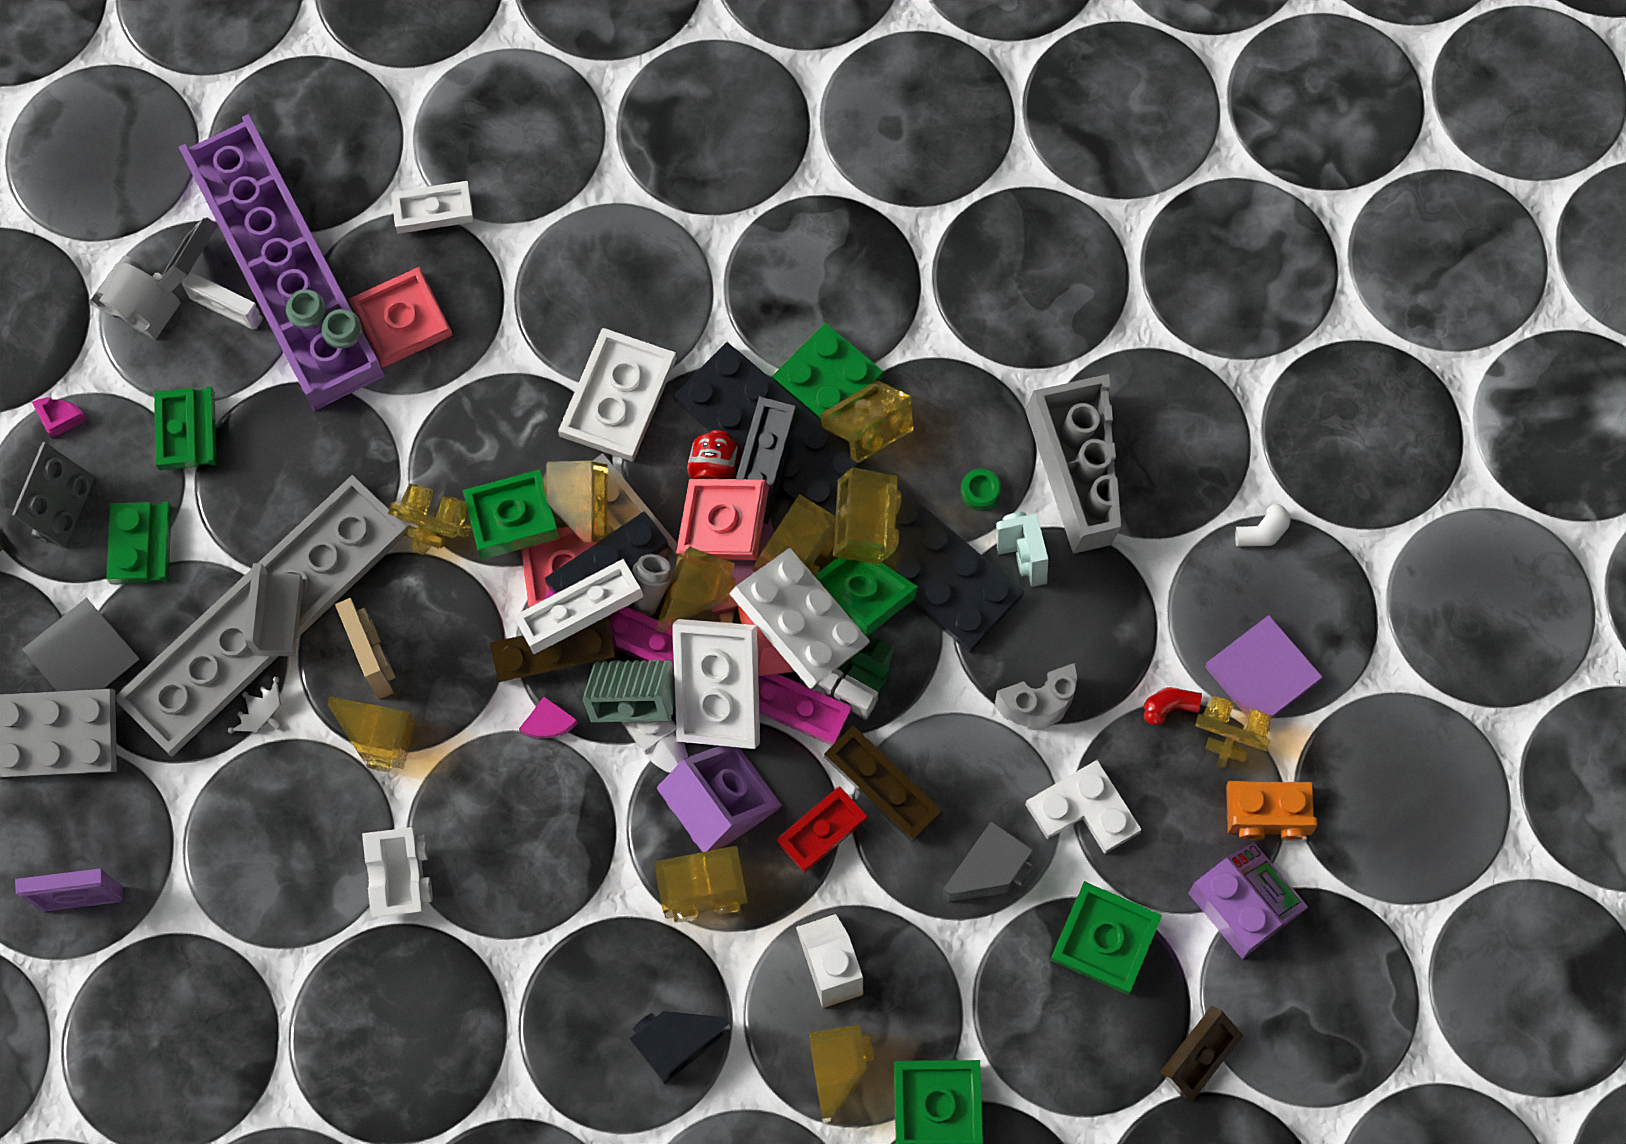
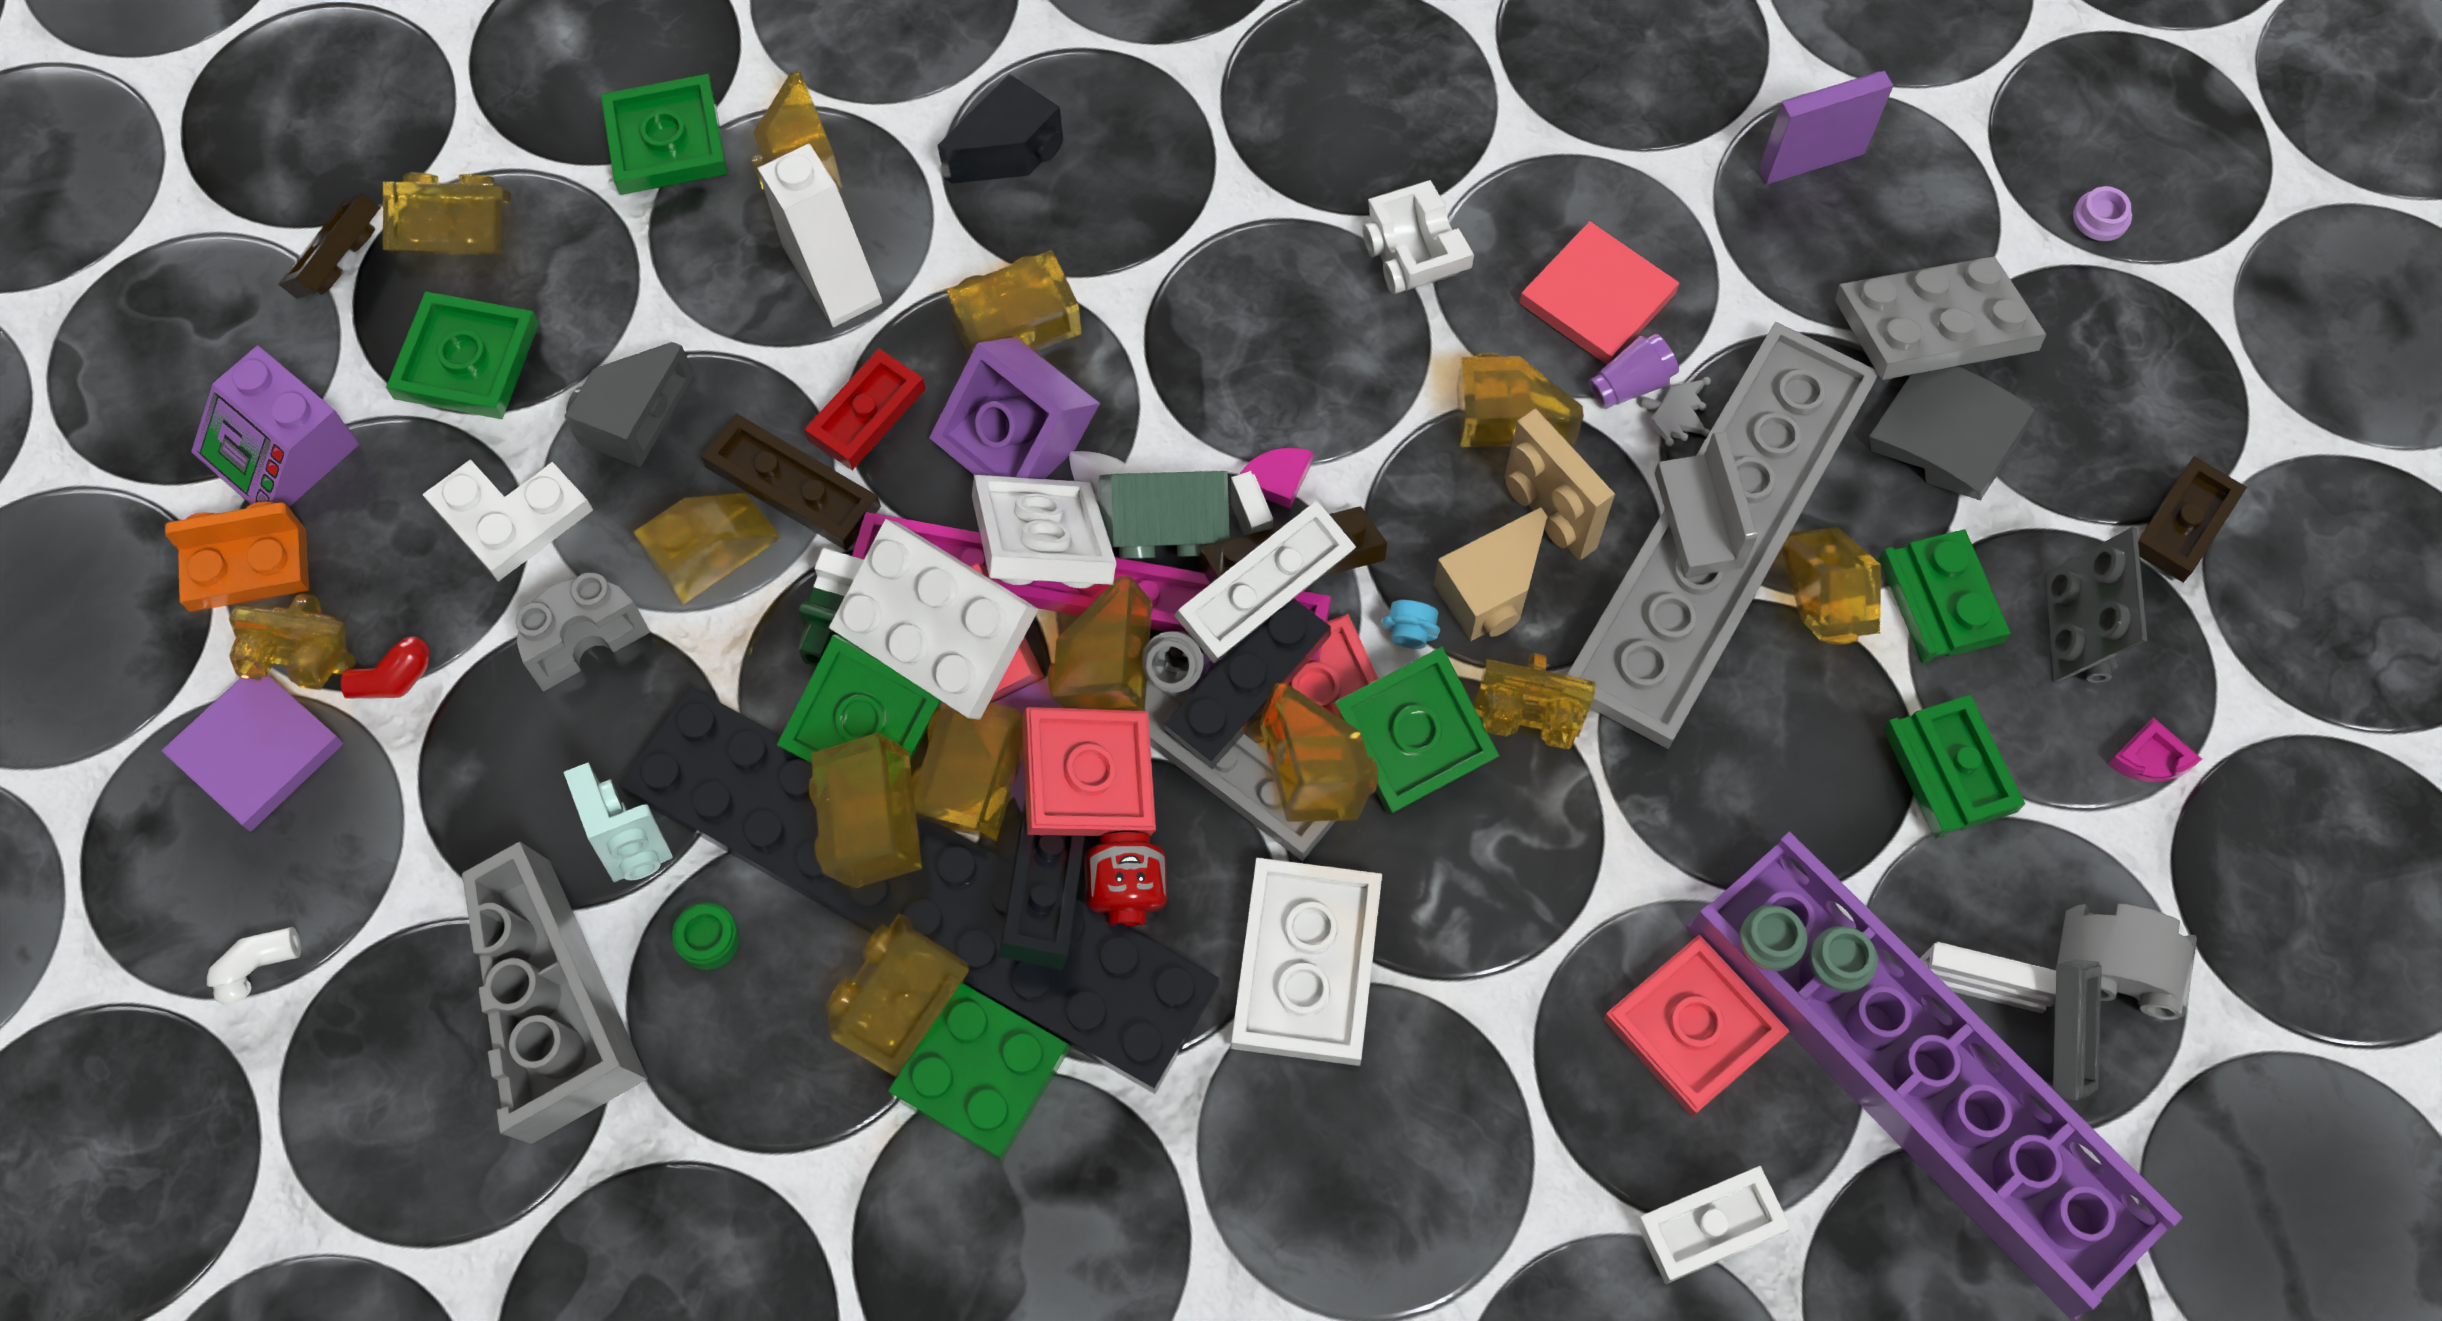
camera: 165 degrees right, 5 degrees down
(208, 557) = (1834, 584): none -> clear yellow slope
(277, 741) = (1636, 371): none -> medium lavender cone
(279, 815) = (1599, 293): none -> coral tile
(424, 609) = (1491, 576): none -> tan slope
(490, 592) = (1411, 623): none -> medium azure plate
(572, 689) = (1250, 504): none -> white tile
(946, 748) = (704, 540): none -> clear yellow slope
(1112, 1066) = (443, 216): none -> clear yellow bracket

